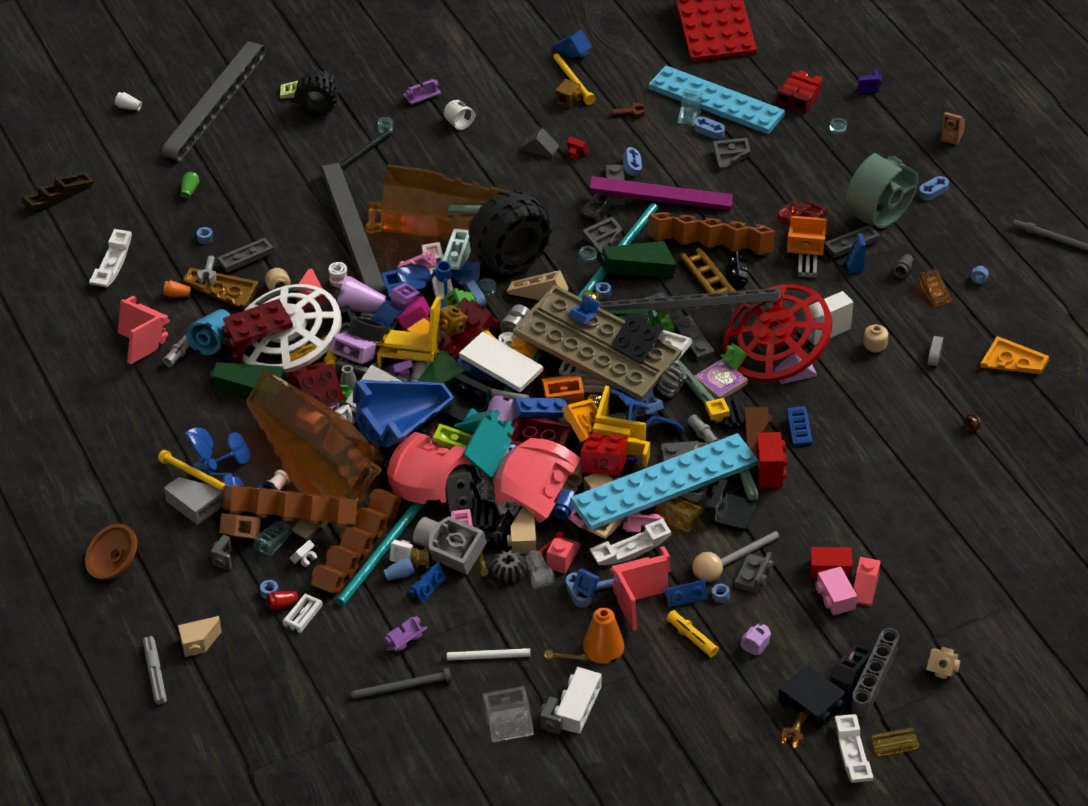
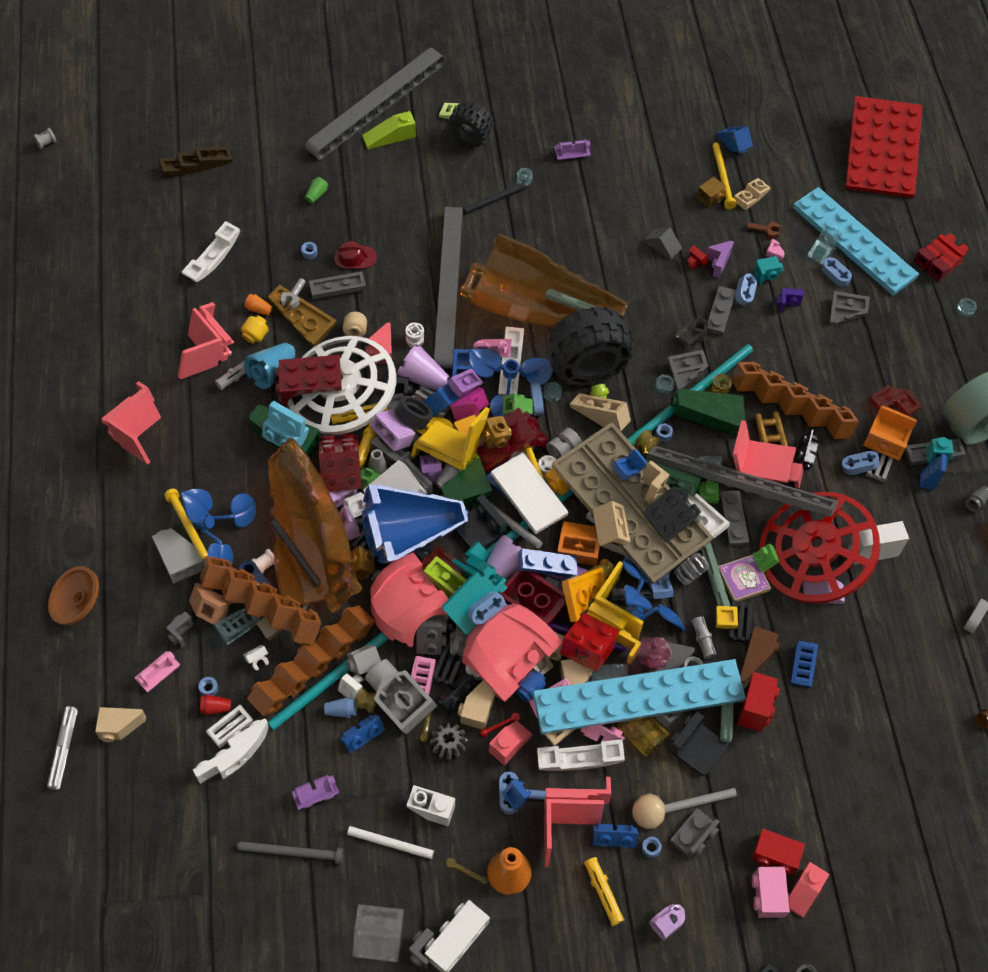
camera: 15 degrees right, 15 degrees up
(102, 409) = (131, 420): none -> coral piece
(128, 102) = (296, 81): white cone -> none
(182, 309) = (254, 329): none -> yellow head
(216, 589) = (157, 671): none -> bright pink hinge
(240, 119) = (392, 130): none -> lime slope
(249, 365) = (284, 424): none -> medium azure brick
(250, 228) = (355, 256): none -> dark red piece
(305, 464) = (296, 553): none -> black bar
(320, 627) = (241, 749): none -> white slope
(404, 526) = (363, 659): none -> light grey brick
(455, 111) = (596, 181): white helmet -> none
(457, 249) = (534, 346): light aqua slope -> none
(498, 444) = (486, 607): none -> medium blue beam
(515, 613) = (431, 805): none -> white slope
(530, 271) = (599, 391): none -> lime plate
(539, 572) = (477, 756): clear piece -> none
(586, 360) = (611, 524): none -> tan panel
(596, 140) = (719, 255): none -> medium lavender slope
(606, 86) = (753, 193): none -> tan slope
(612, 314) = (656, 479): none -> tan panel
(640, 236) = (721, 384): none -> clear yellow wheel
(645, 140) = (767, 269): none -> teal brick
(646, 126) = (775, 250): none -> bright pink tile
(661, 193) = (761, 336): magenta tile -> none
(664, 447) = (654, 652): none -> clear pink brick
(674, 157) = (789, 297): none -> dark purple bracket
(703, 280) = (766, 459): none -> coral piece
(789, 266) = (860, 462): none -> medium blue beam
(851, 232) = (939, 446): none -> teal brick
(875, 338) = (919, 581): tan head -> none

